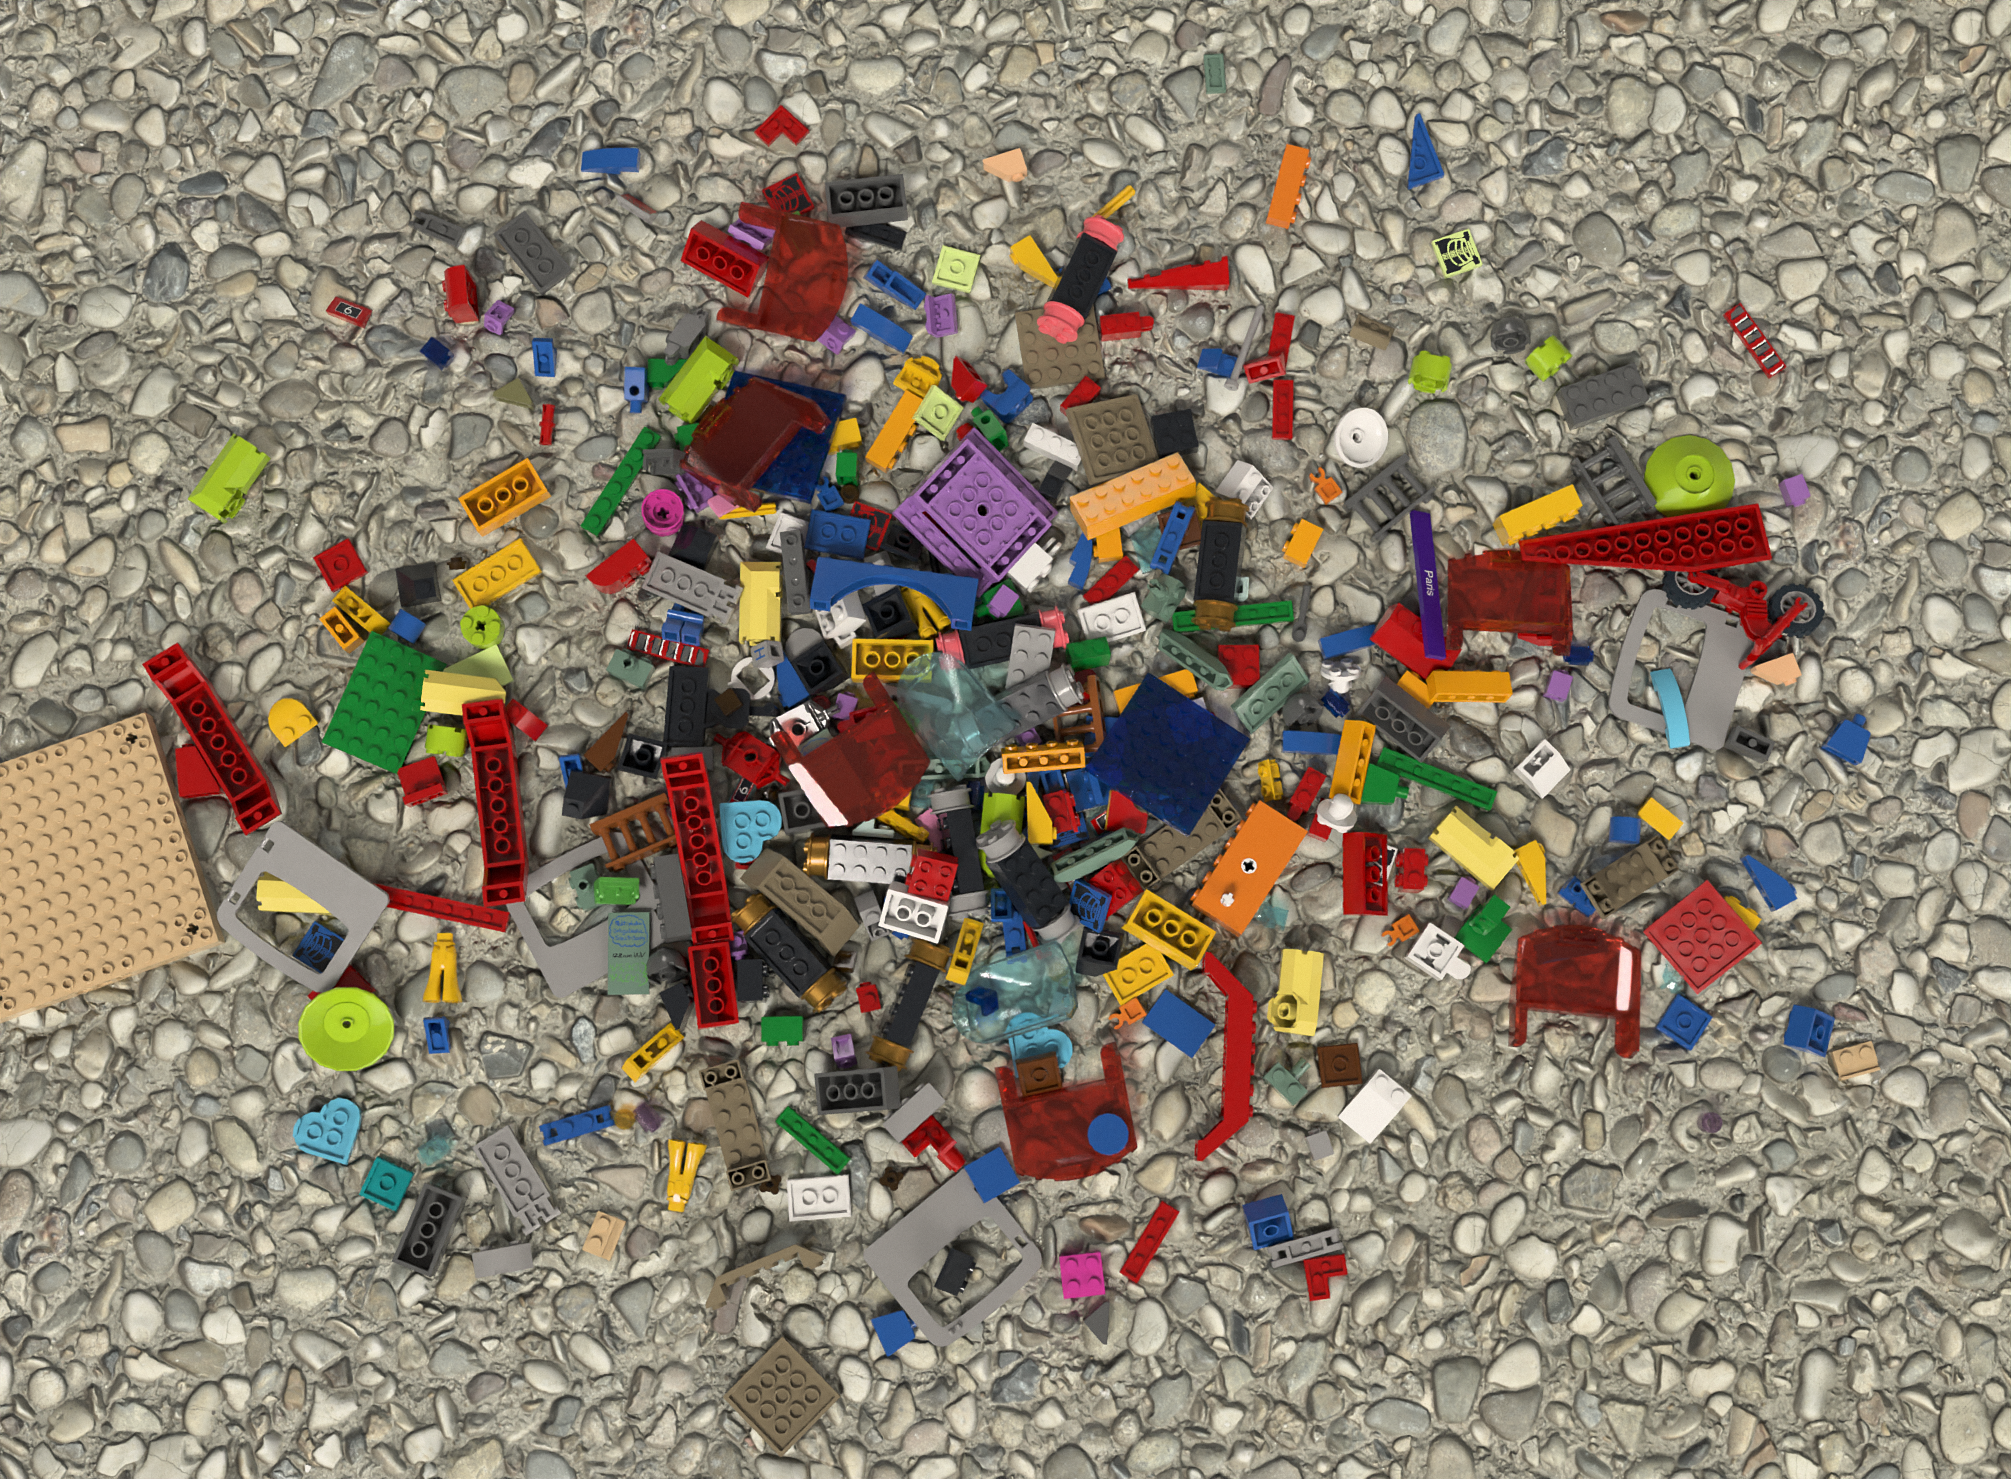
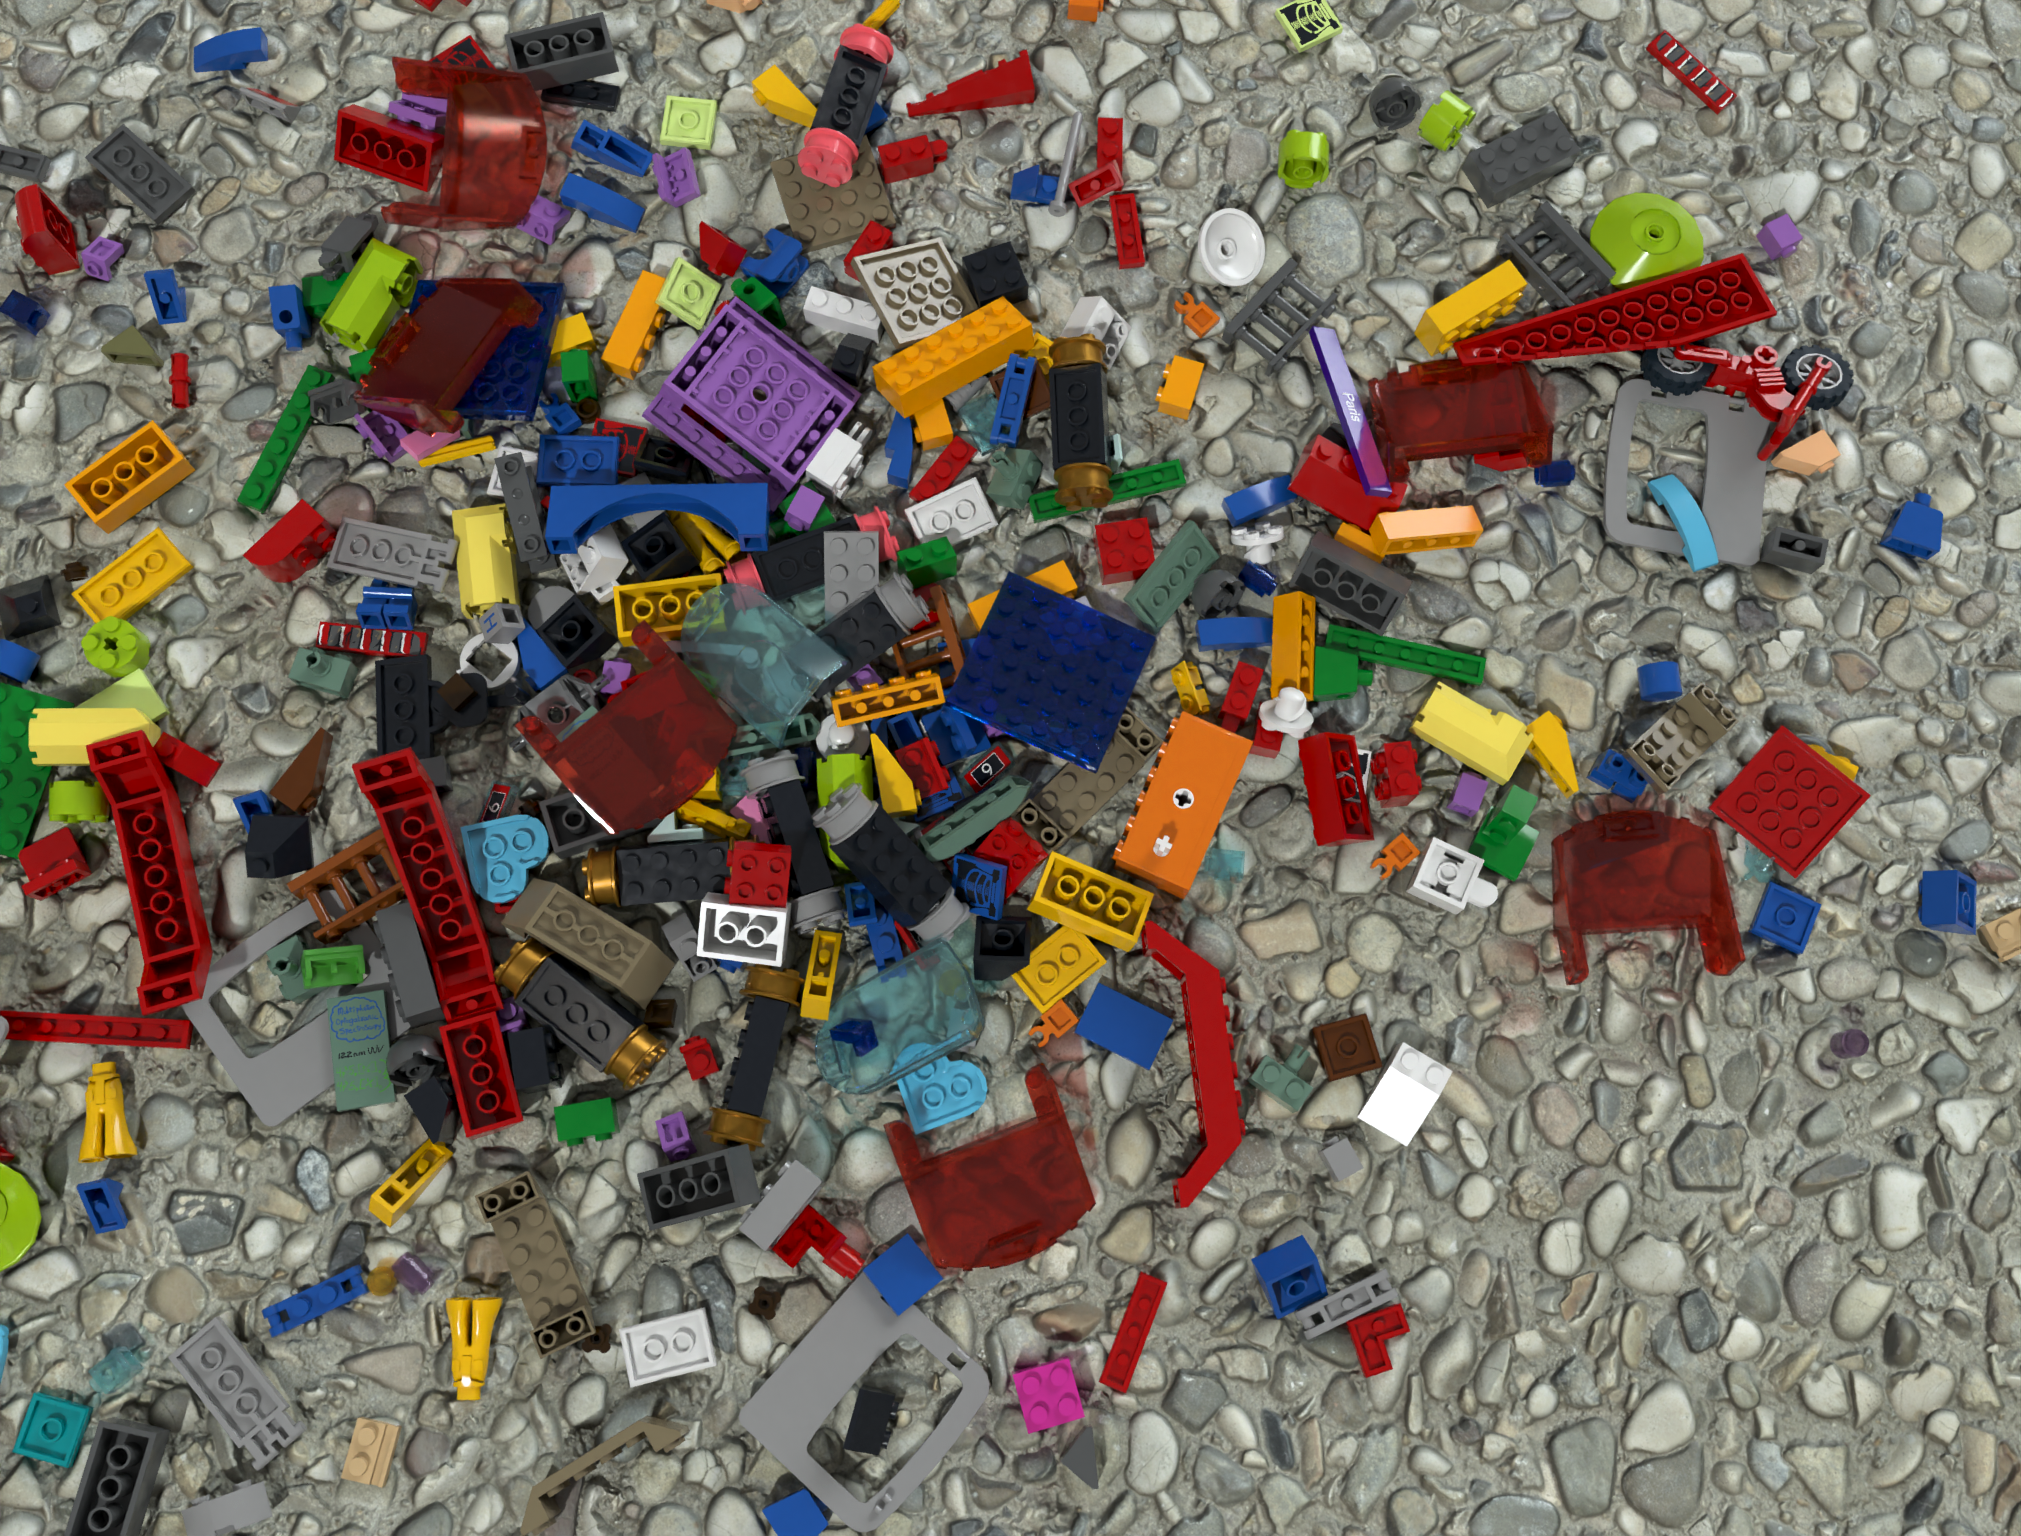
camera: 15 degrees left, 5 degrees down
(642, 756) = (340, 784): black slope -> none
(660, 501) = (334, 454): dark pink wheel -> none
(694, 546) = (393, 503): black slope -> none
(761, 770) = (512, 778): red plate -> none
(813, 1140) = (649, 1267): green tile -> none
(918, 376) = (656, 252): yellow slope -> none
(1039, 1073) = (946, 1124): reddish brown tile -> none
(1108, 1134) = (1053, 1191): blue tile -> none
(1123, 814) = (1005, 758): red tile -> none
(1194, 659) = (1067, 547): sand green brick -> none
(1298, 993) = (1276, 958): light yellow brick -> none
(1299, 628) = (1195, 493): dark grey piece -> none
(1371, 332) = (1221, 126): dark tan slope -> none
(1542, 768) = (1538, 620): white slope -> none
(1558, 685) = (1537, 514): medium lavender brick -> none
(1659, 818) = (1700, 659): yellow hinge -> none
(1772, 887) = (1860, 725): blue slope -> none

